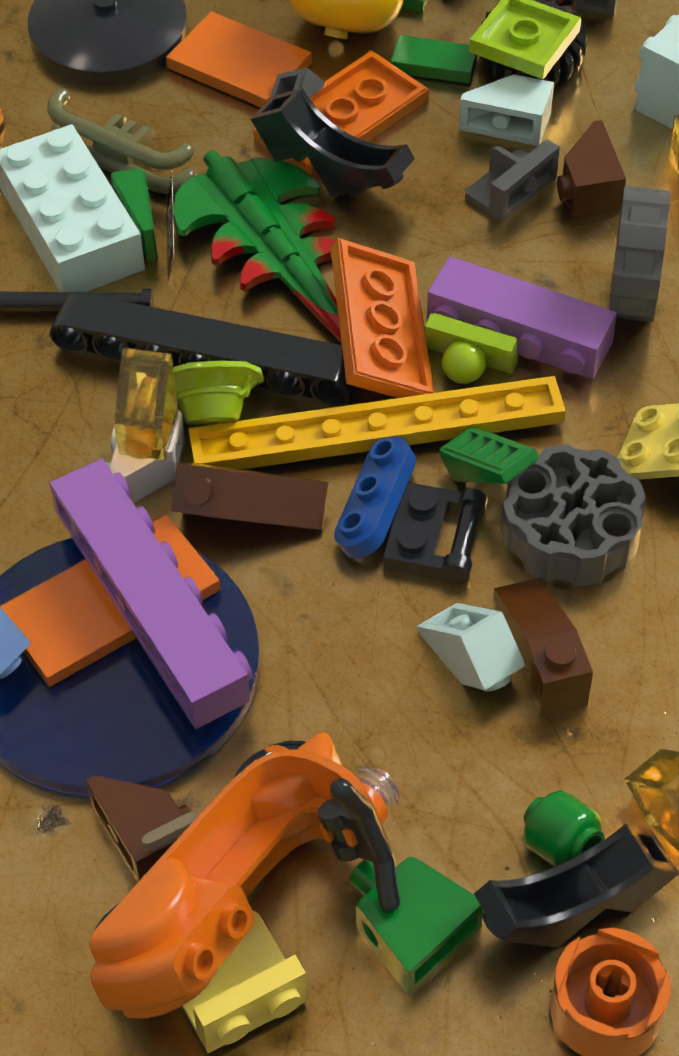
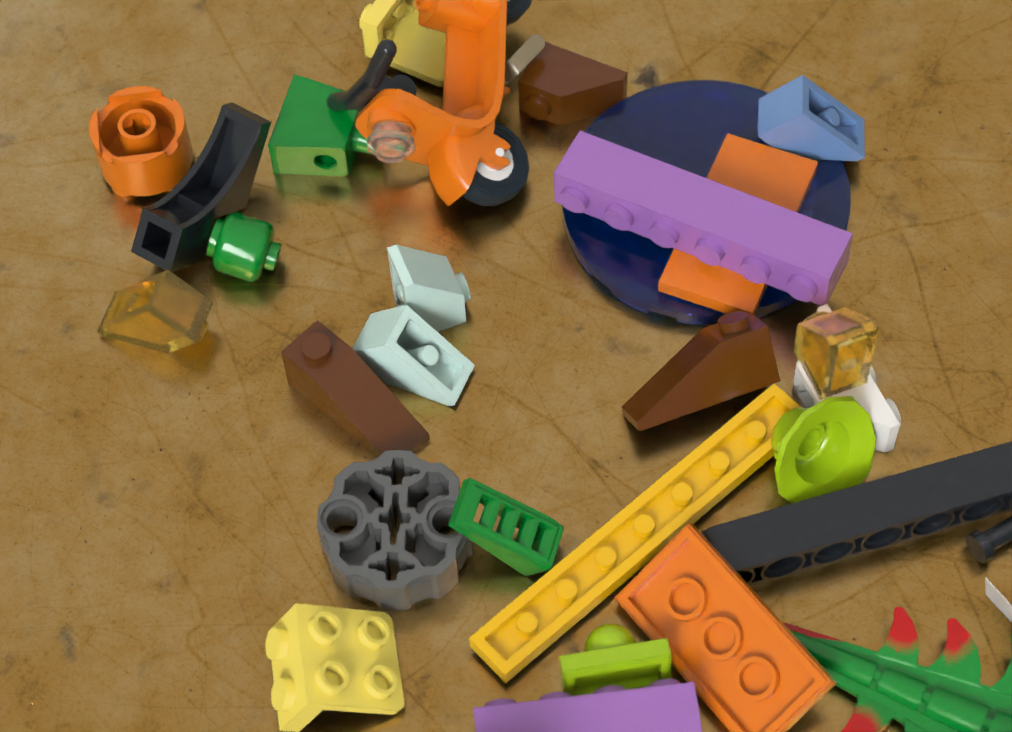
camera: 150 degrees right, 5 degrees up
(375, 497) = (583, 426): blue plate -> none
(419, 528) = (531, 448): black plate -> none
(422, 678) = (428, 286): none -> light aqua slope

